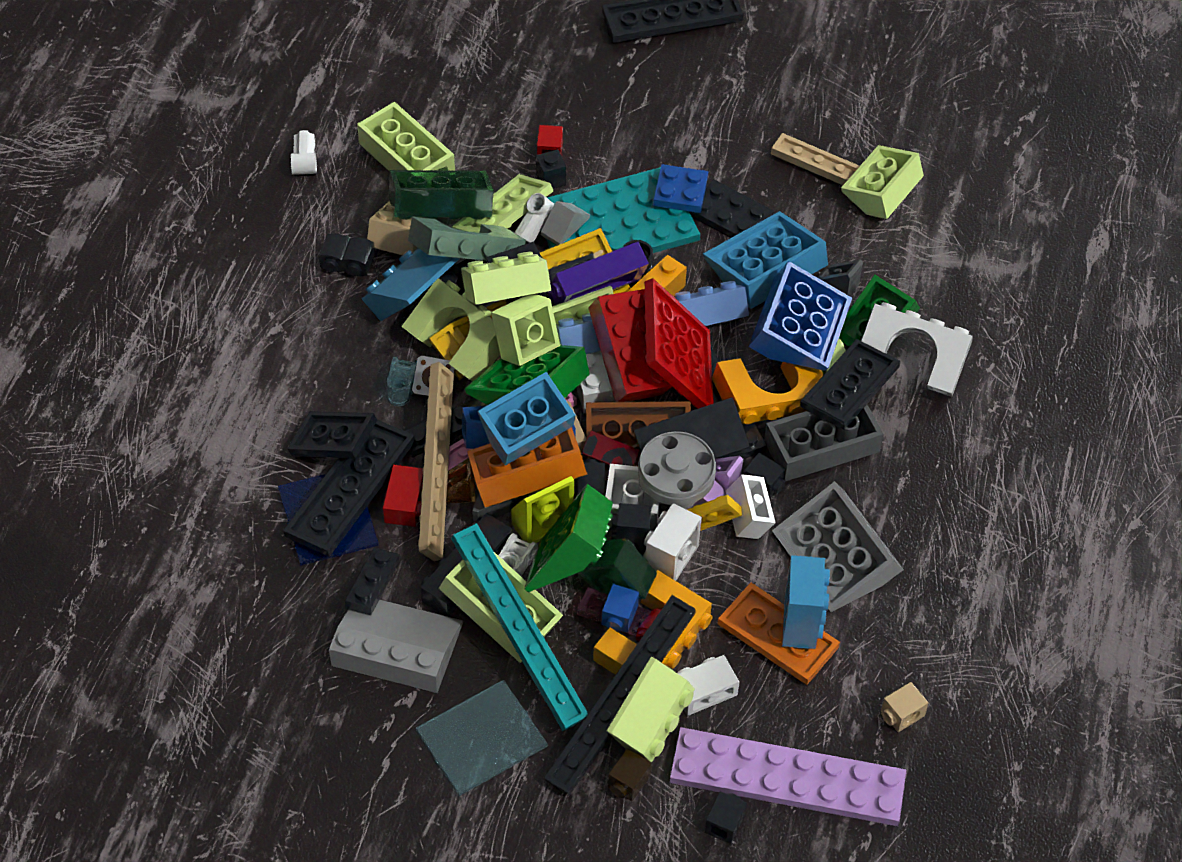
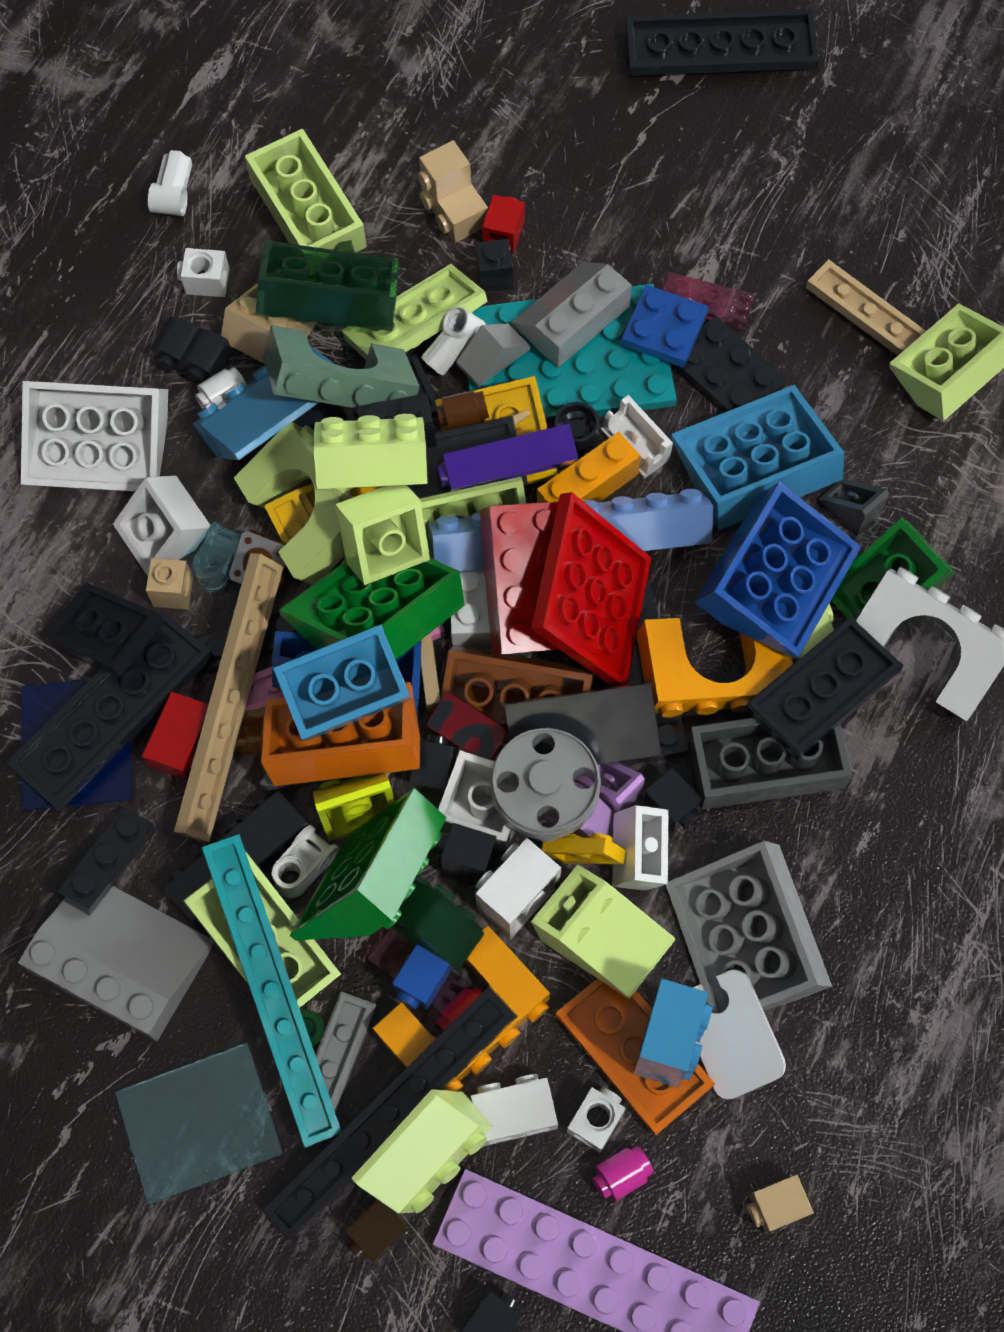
camera: 15 degrees right, 15 degrees up
(289, 317) = (91, 435): none -> white slope
(342, 205) = (211, 282): none -> white brick
(354, 366) = (161, 521): none -> white slope
(372, 273) = (216, 386): none -> white brick
(372, 399) = (169, 583): none -> tan brick
(507, 129) = (449, 192): none -> tan brick
(558, 253) = (462, 409): none -> reddish brown brick
(573, 660) = (343, 1042): none -> light grey tile
(616, 187) = (574, 311): none -> light grey slope
(684, 254) = (640, 433): none -> white hinge
(719, 170) = (724, 302): none -> clear pink hinge
(736, 559) = (601, 931): none -> yellowish green slope
(763, 689) = (596, 1136): none -> white brick
(790, 709) = (622, 1173): none -> dark pink brick
(851, 614) = (739, 1042): none -> white piece

